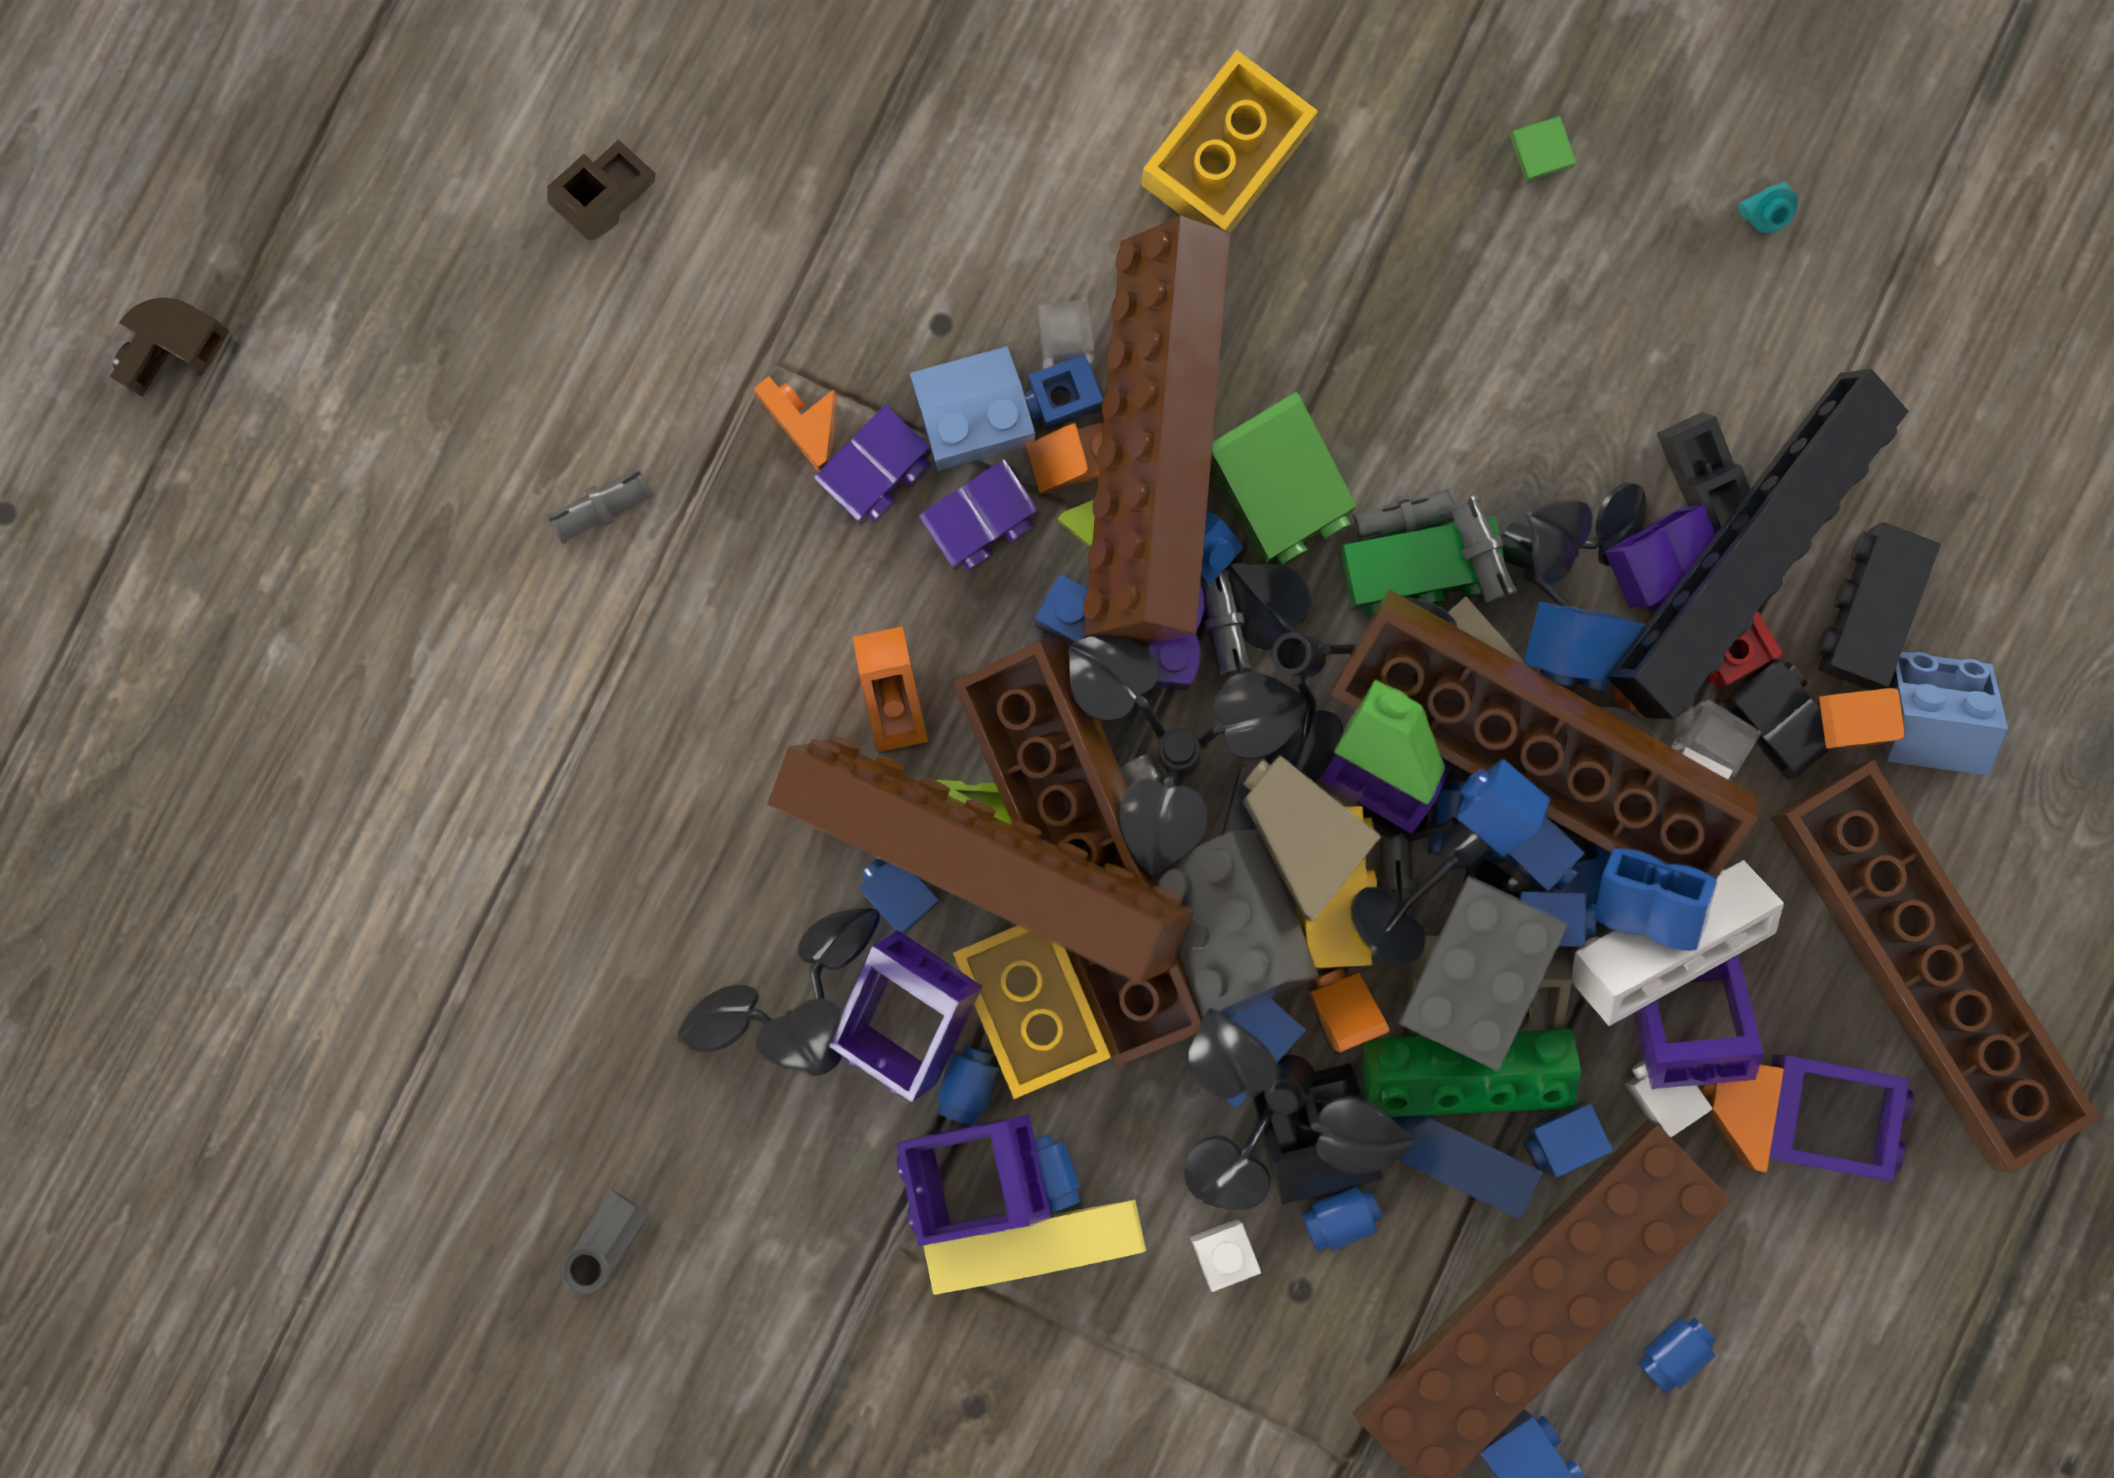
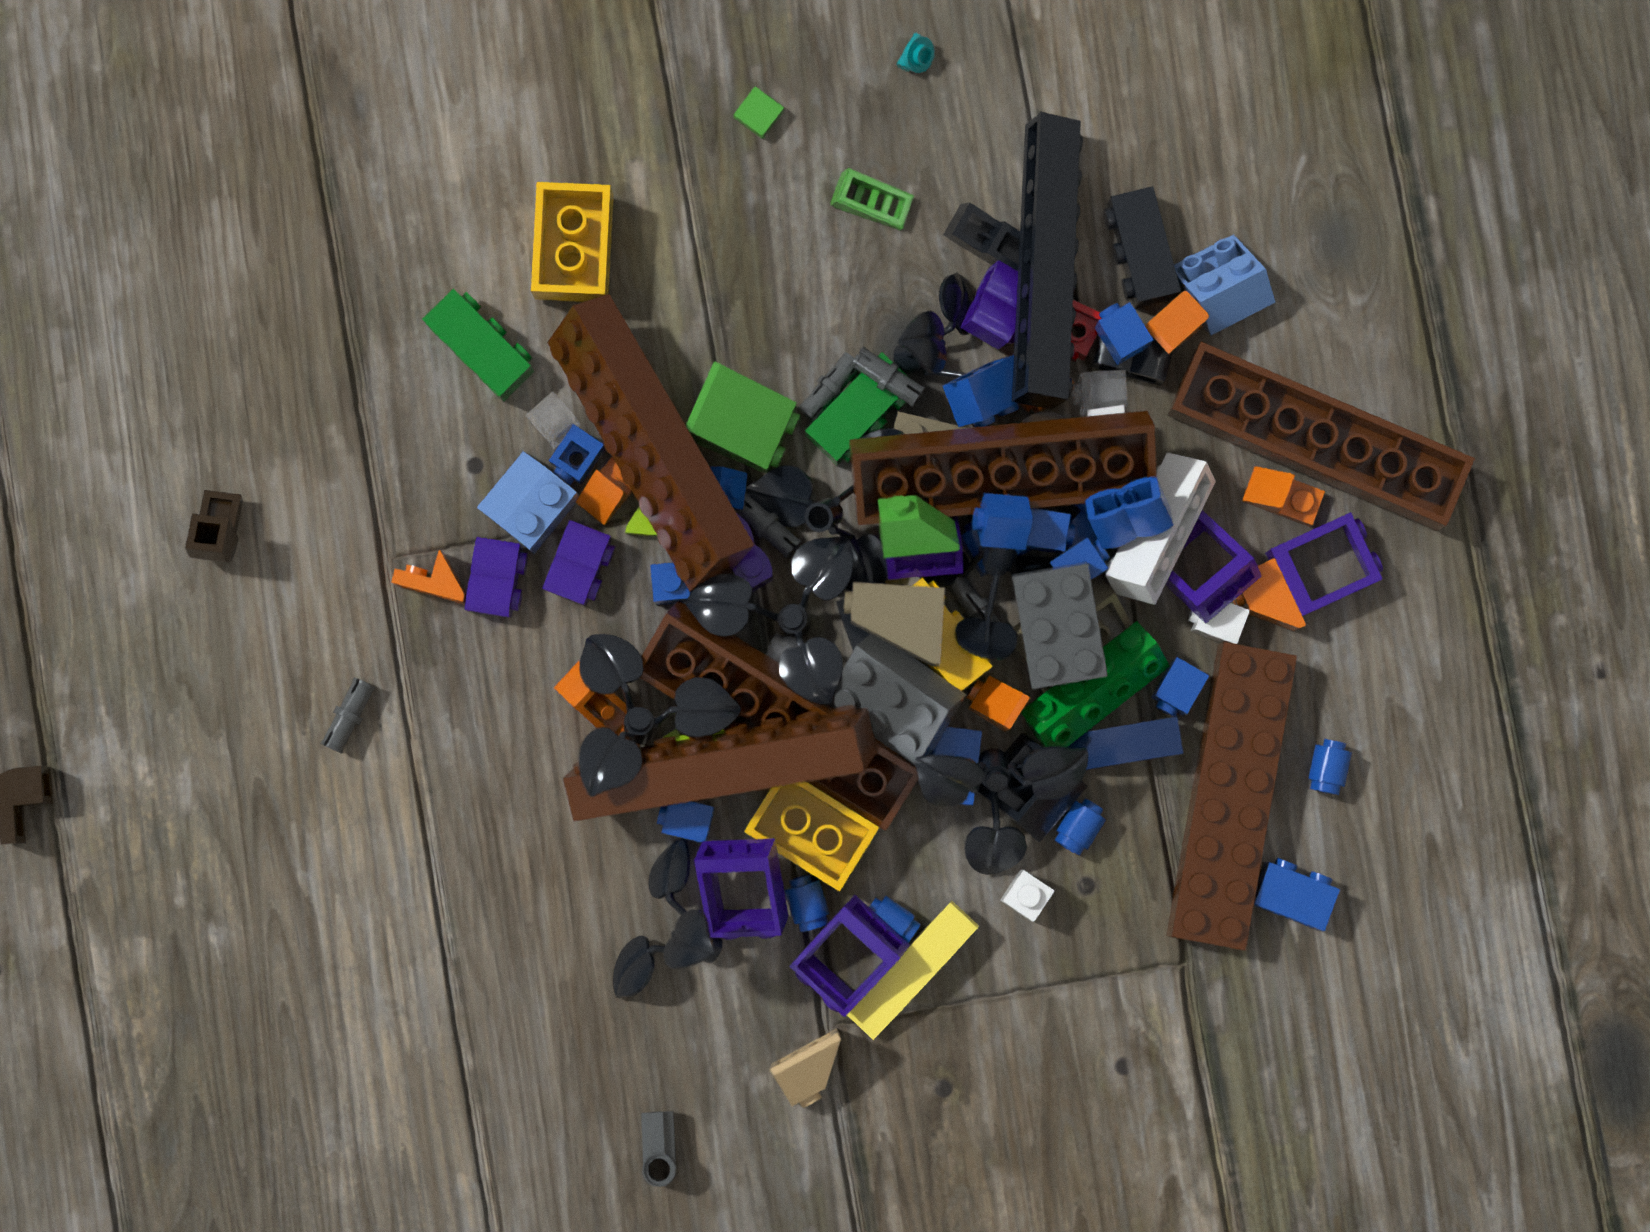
camera: 30 degrees left, 0 degrees up
(834, 1275) = (807, 1069): none -> tan slope
(858, 764) = (615, 760): none -> black plant
(1043, 190) = (479, 343): none -> green brick
(1589, 346) = (876, 187): none -> bright green slope
(1790, 686) = (1122, 332): none -> blue brick
(1841, 1003) = (1283, 495): none -> orange slope

